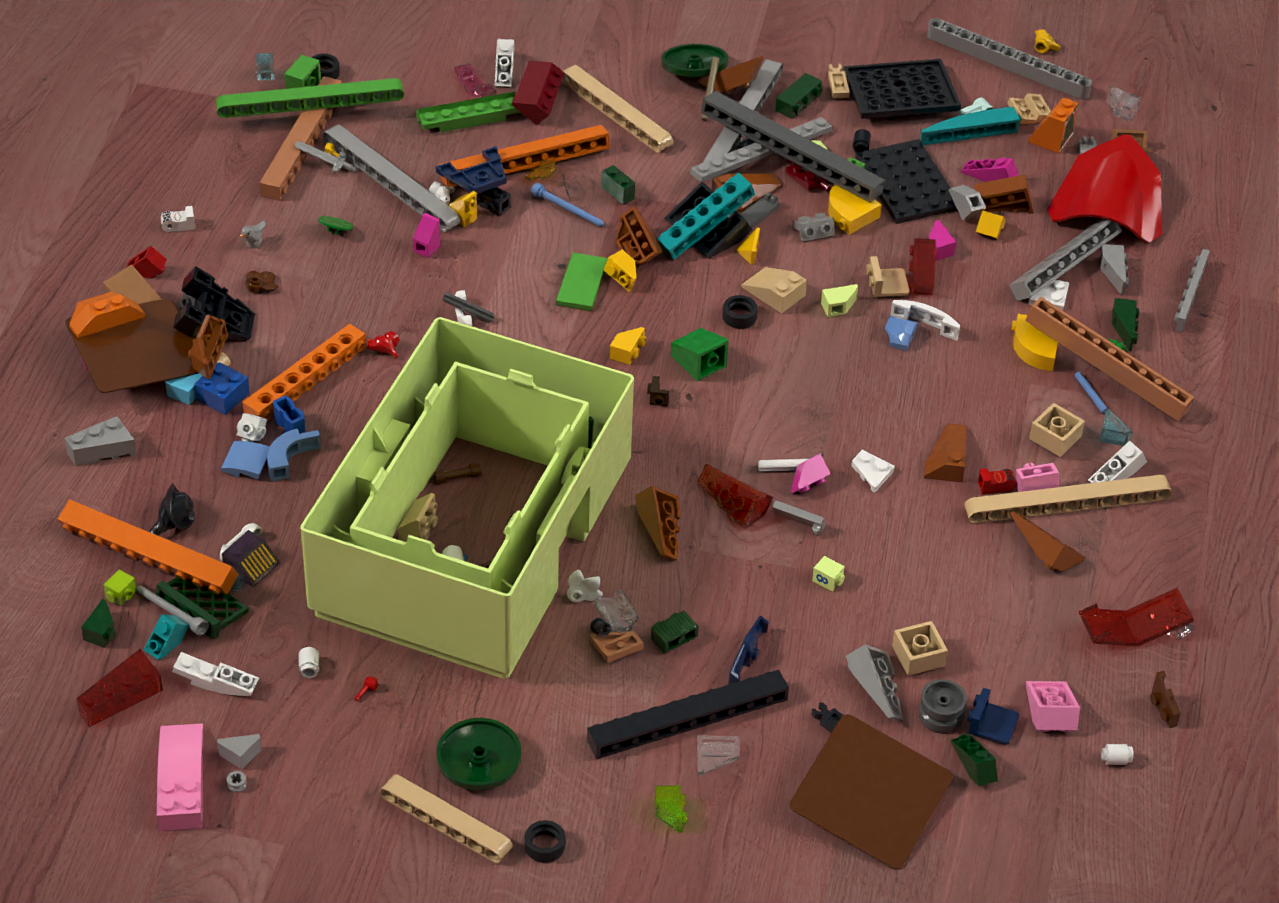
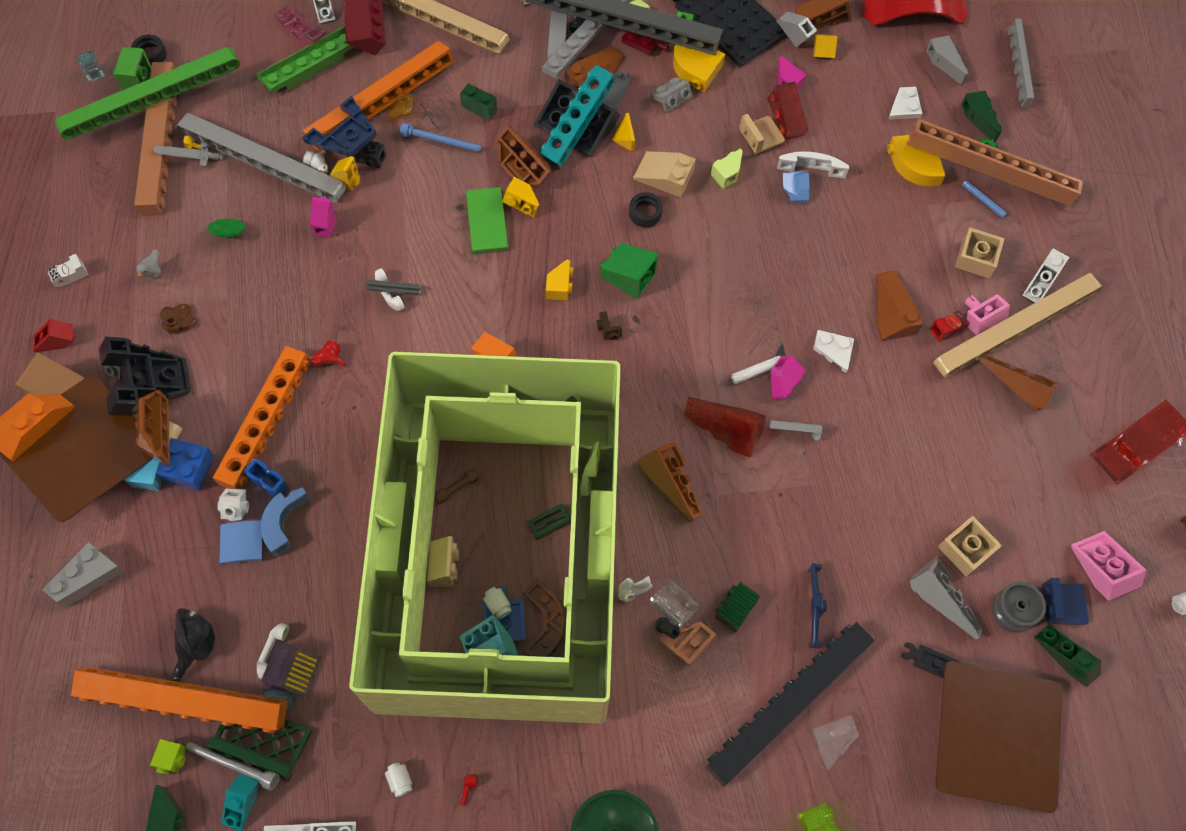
camera: 20 degrees left, 20 degrees up
(828, 573) = (849, 485): yellowish green brick -> none
(1064, 259) = (904, 65): light grey brick -> none
(1114, 430) = (1022, 234): clear light blue slope -> none

